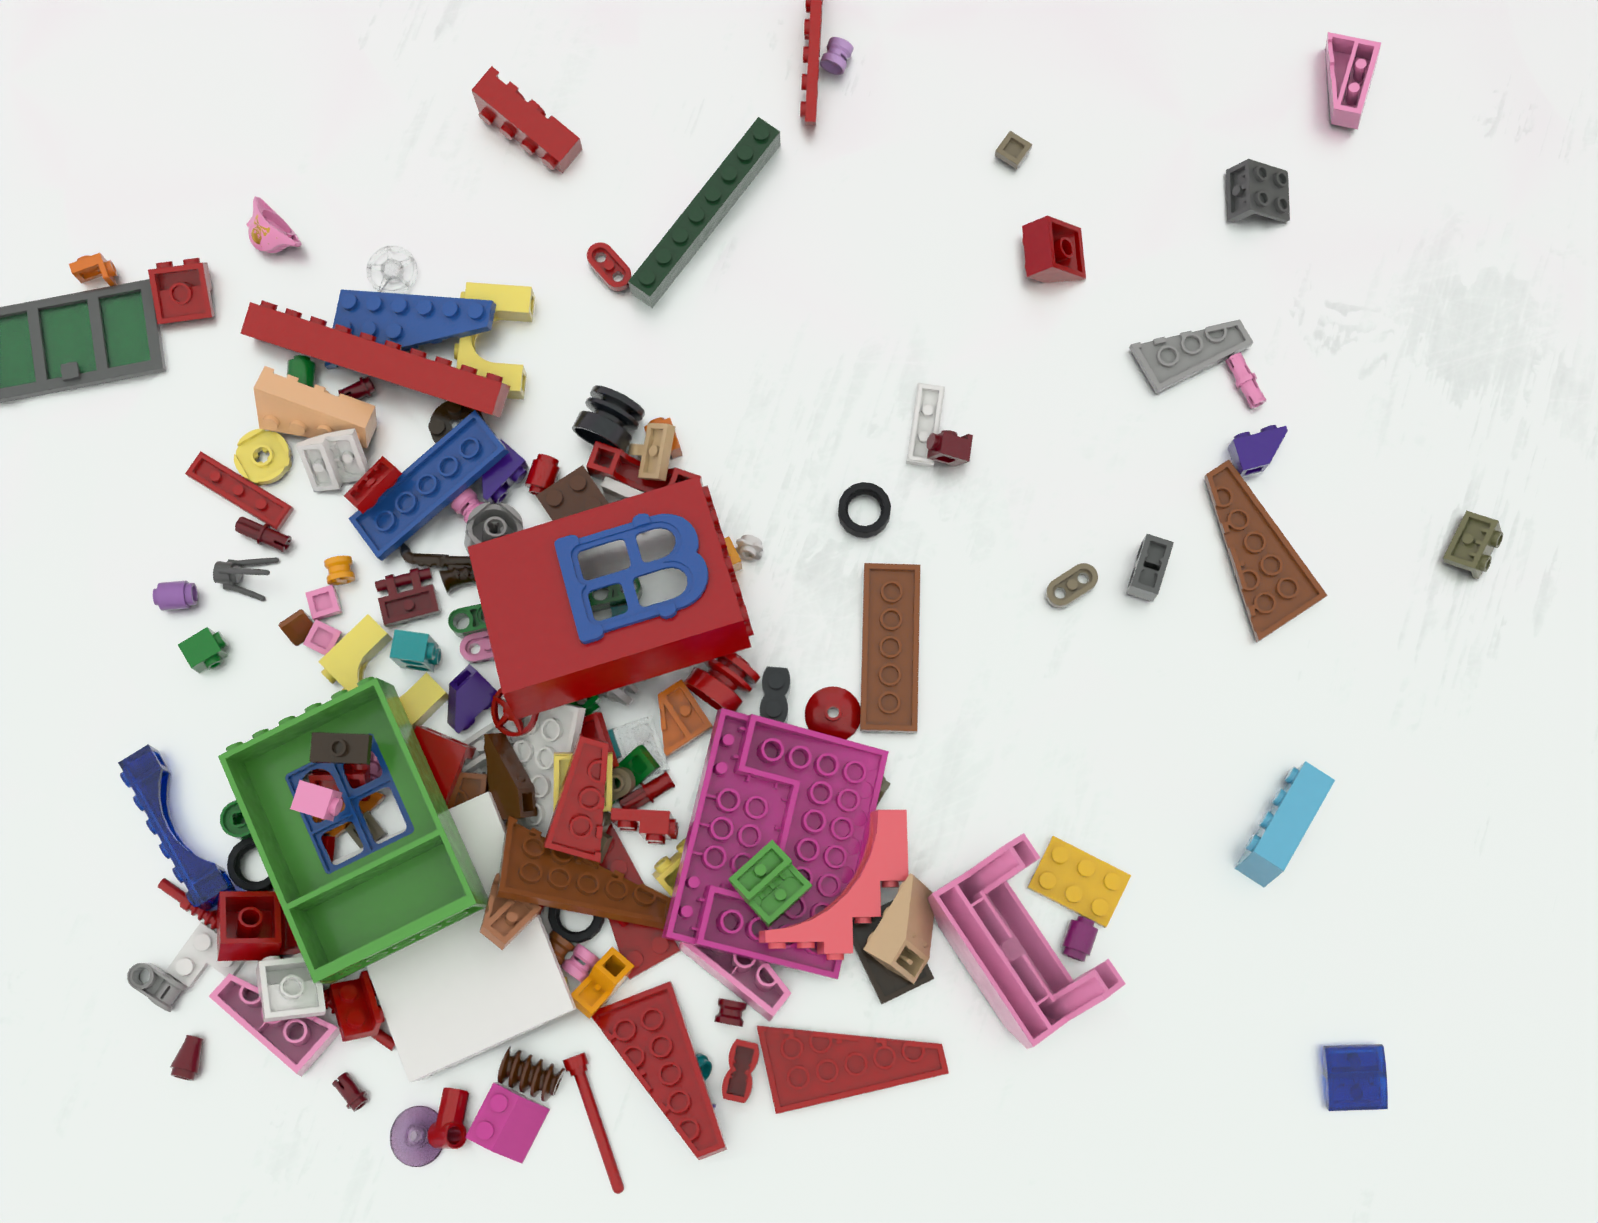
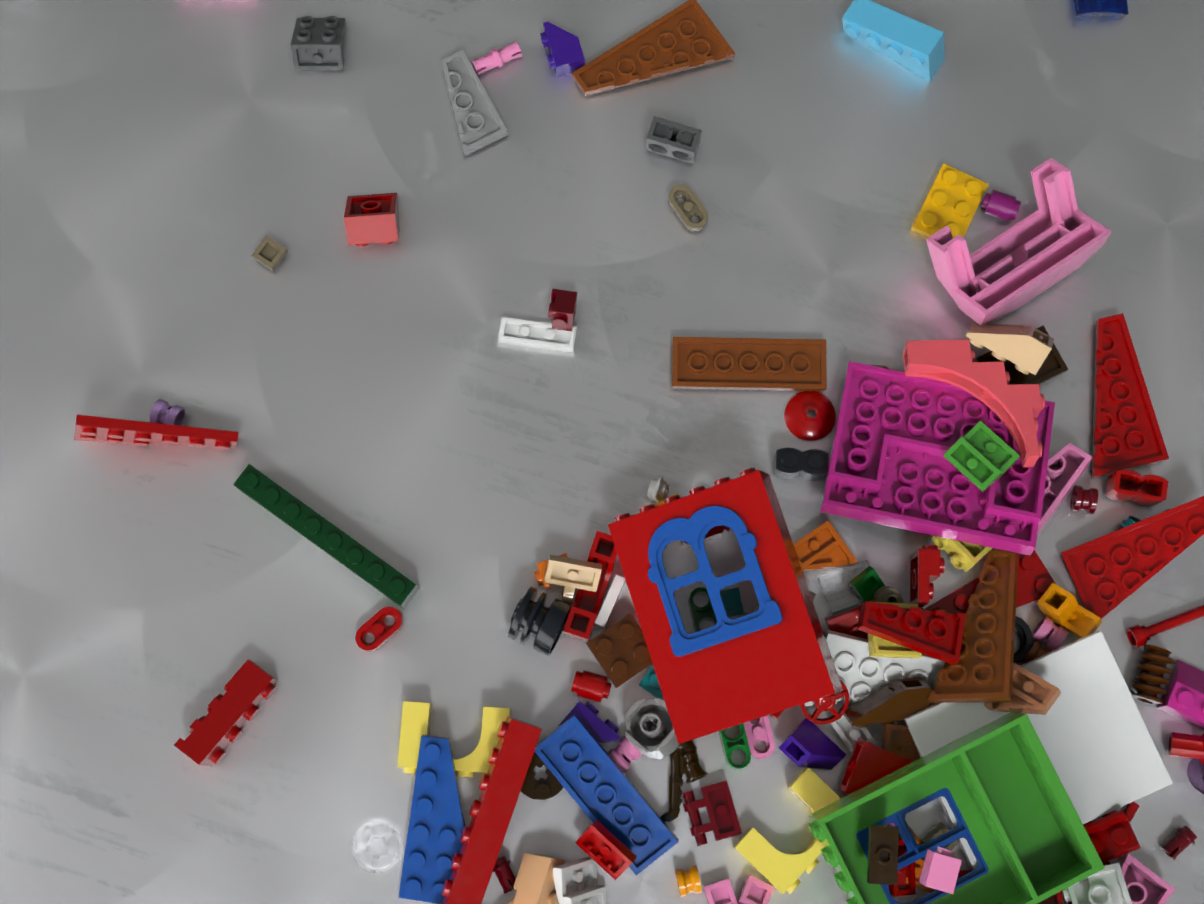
camera: 90 degrees left, 0 degrees up
(415, 651) = (770, 798): teal brick -> none
(647, 792) = (889, 576): red axle -> none
(721, 680) = (794, 509): red wheel -> none
(866, 489) = (615, 368): black tyre -> none

